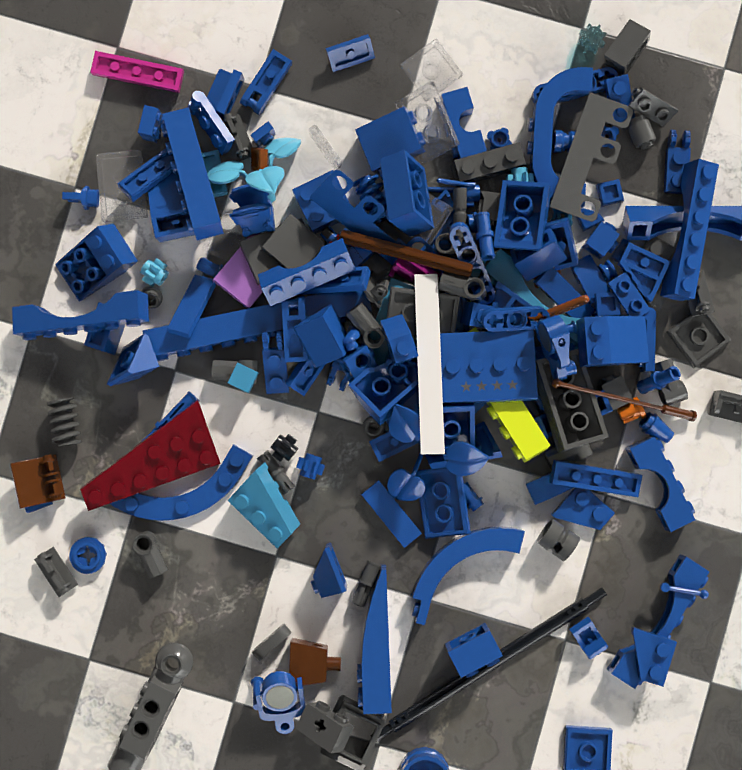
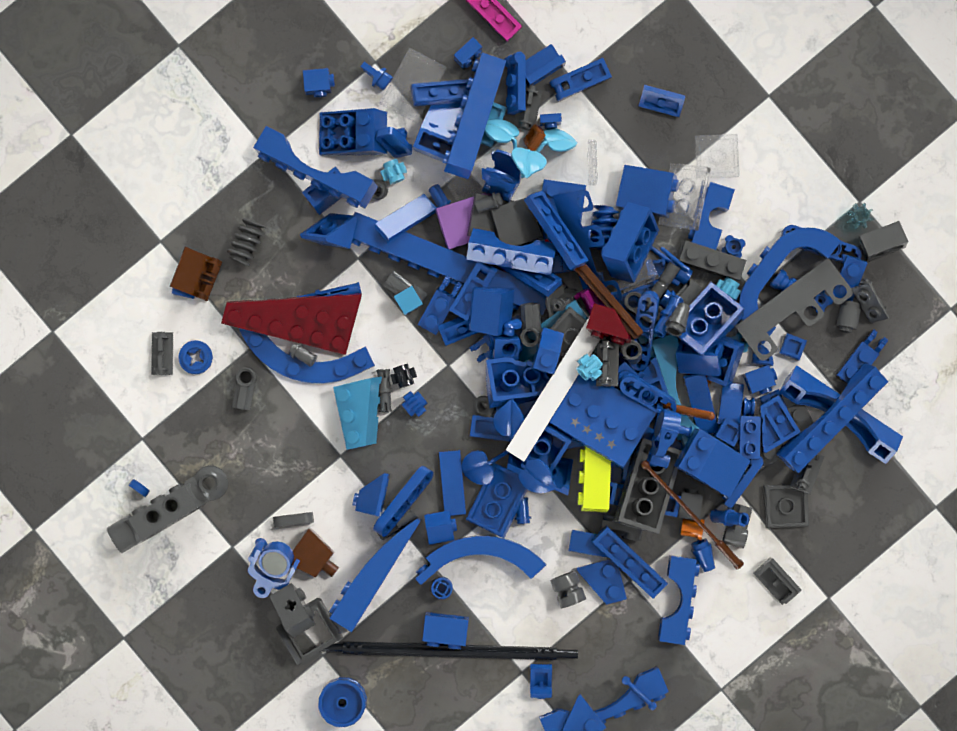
camera: 30 degrees right, 0 degrees up
(34, 238) = (318, 82): none -> blue brick
(114, 706) = (141, 489): none -> blue tile
(136, 244) = (394, 141): none -> blue piece
(181, 489) = (303, 354): none -> dark grey pin
(257, 241) = (489, 202): none -> dark grey pin
(333, 226) = (556, 230): none -> blue plate
(358, 560) = (403, 501): none -> blue beam
(407, 561) = (440, 527): none -> blue brick
(435, 278) = (607, 323): none -> dark red slope
(442, 616) = (442, 587): none -> blue wheel
(446, 328) = (589, 367): none -> medium azure gear
(460, 315) = (609, 356): none -> dark grey hinge
(497, 232) = (678, 320): none -> dark grey cone

